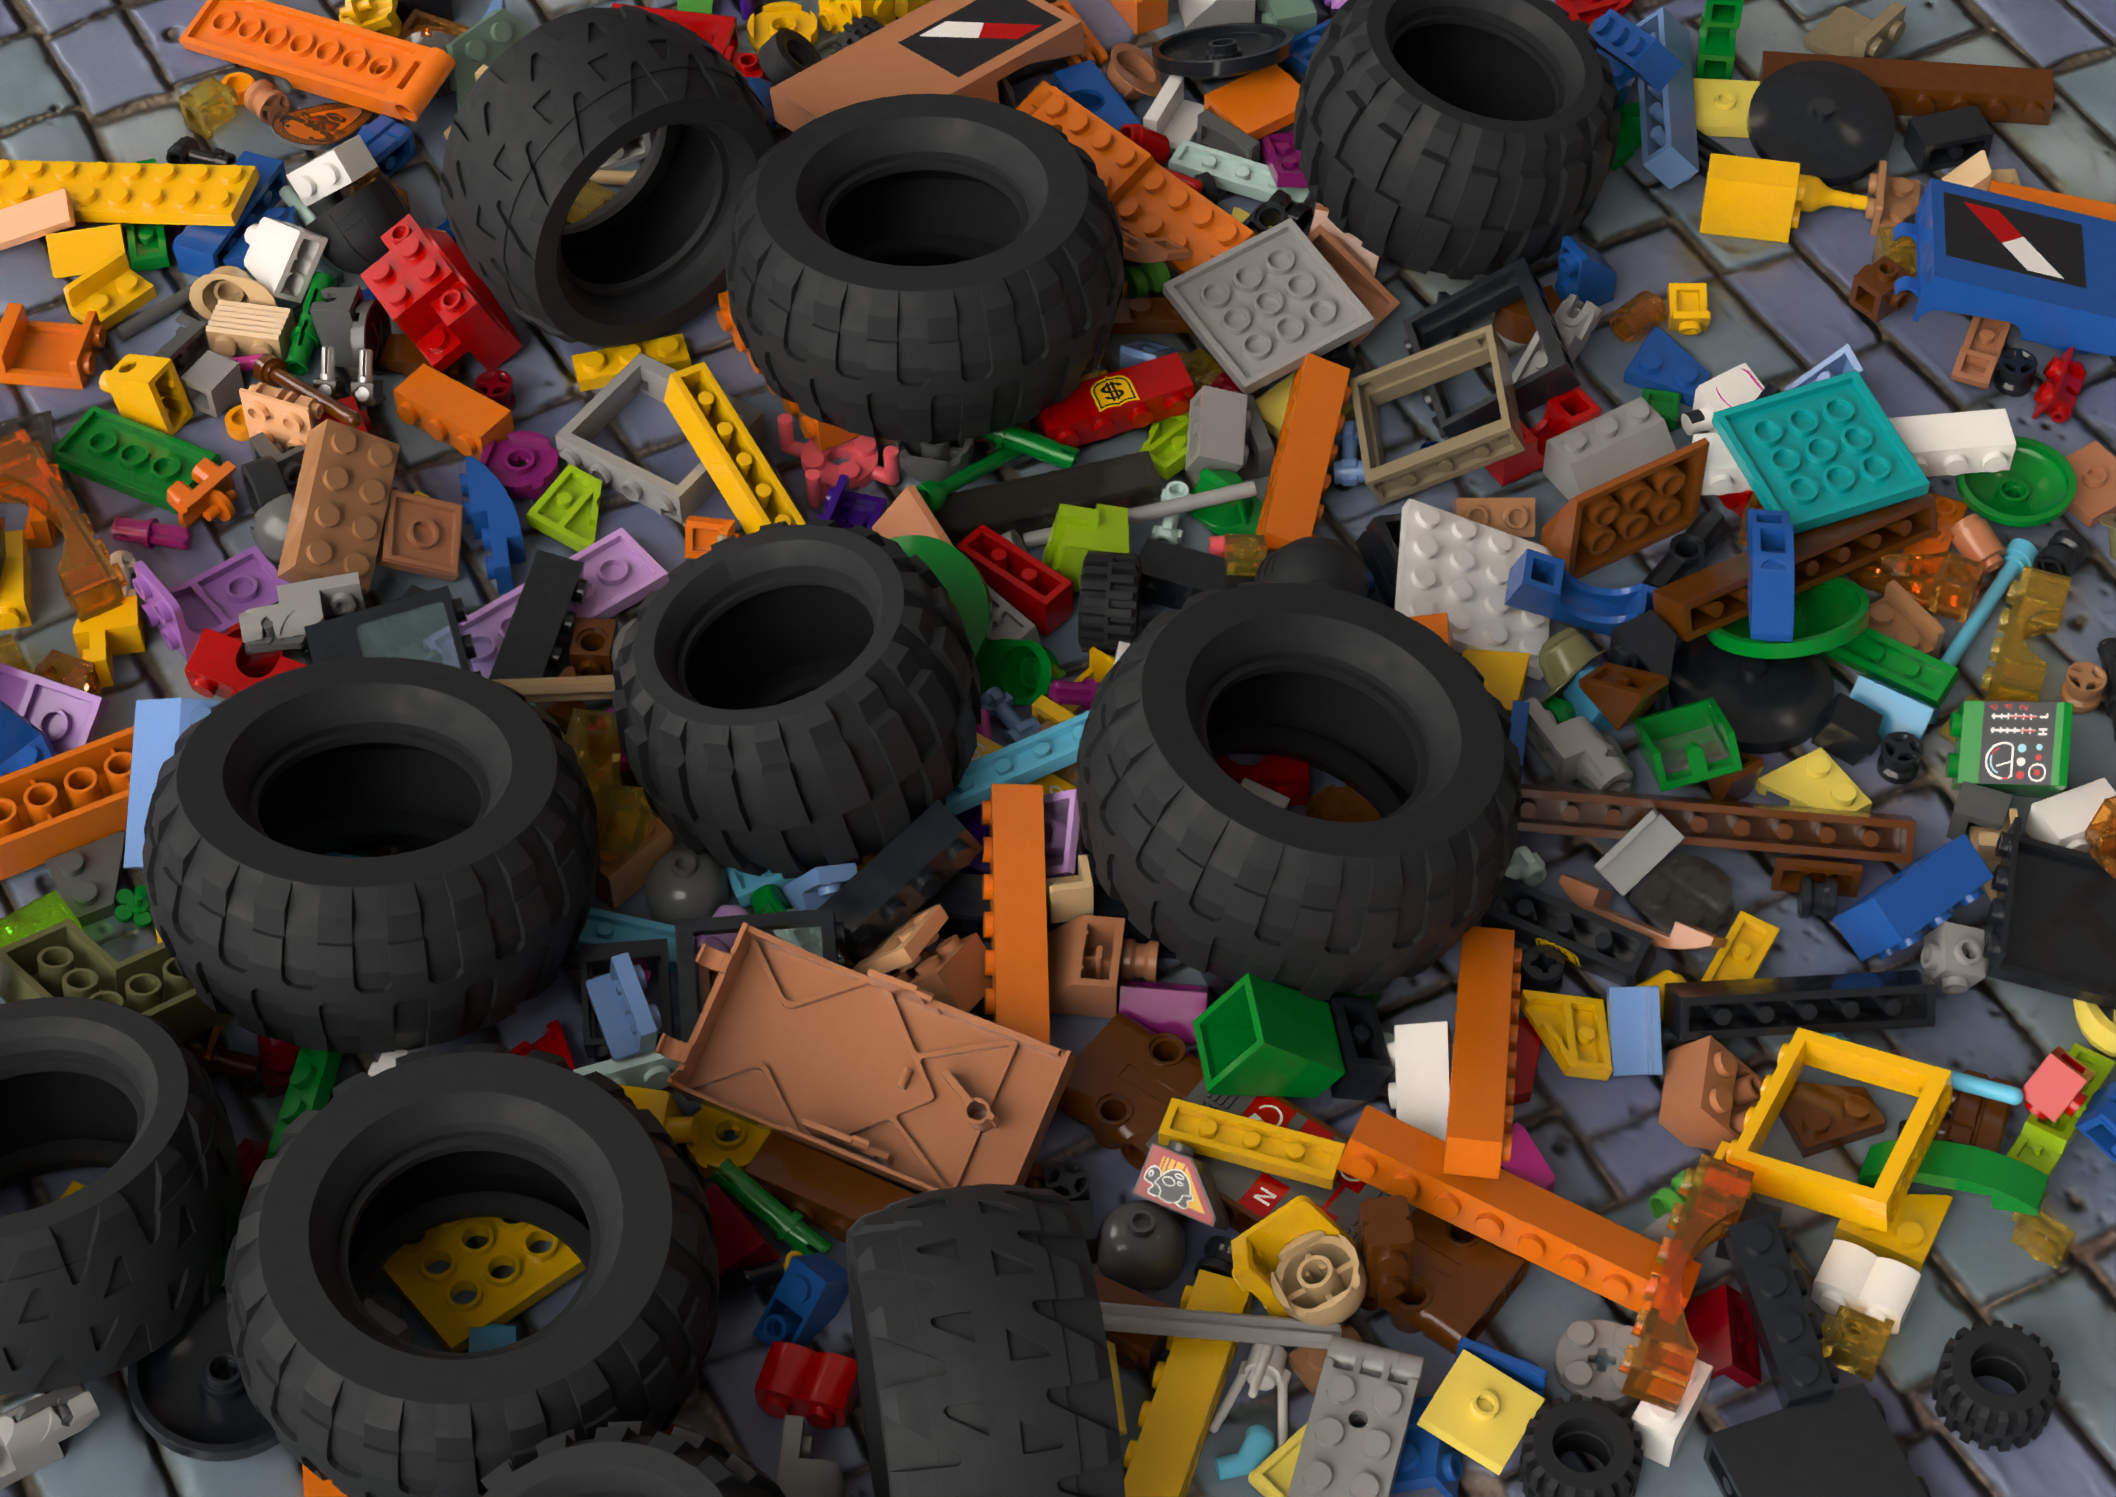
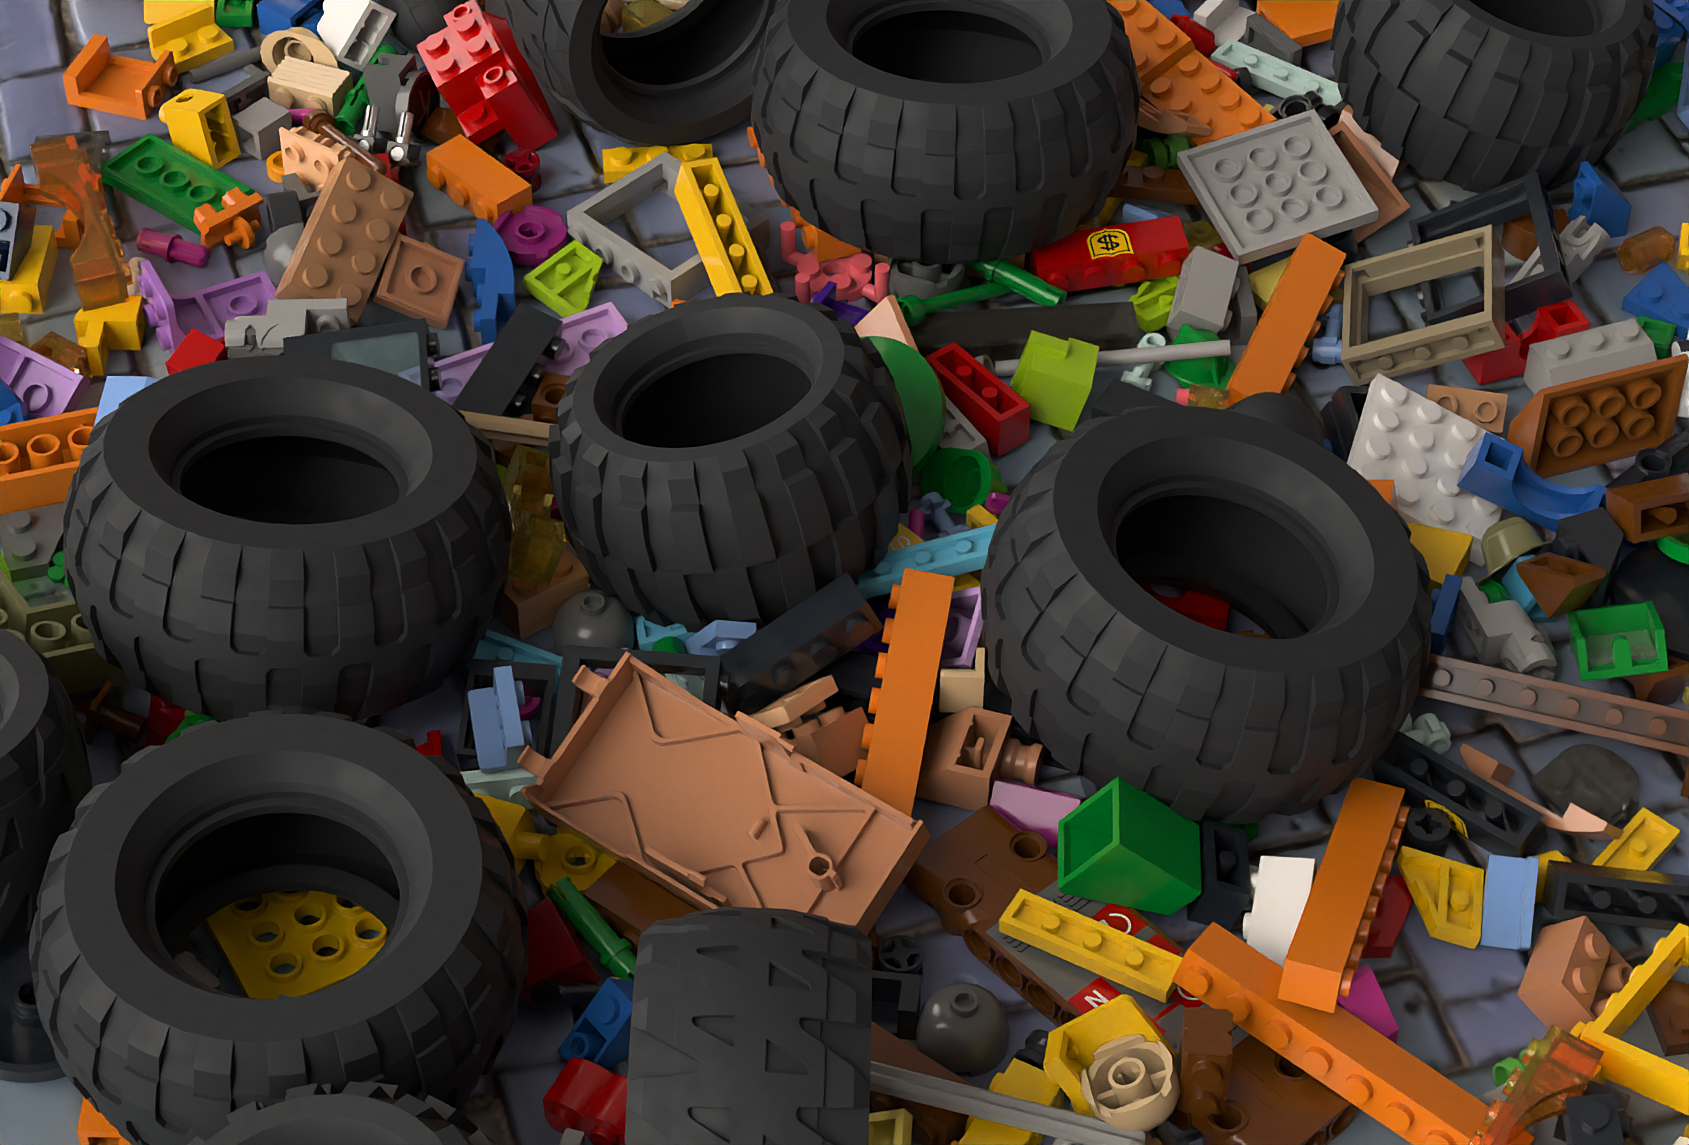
camera: 10 degrees right, 5 degrees down
(1109, 600) = (1057, 412): black tyre -> none
(1181, 1184) = (1012, 972): slope -> none
(1283, 159) = (1319, 69): magenta tile -> none
(1639, 851) = (1546, 733): panel -> none

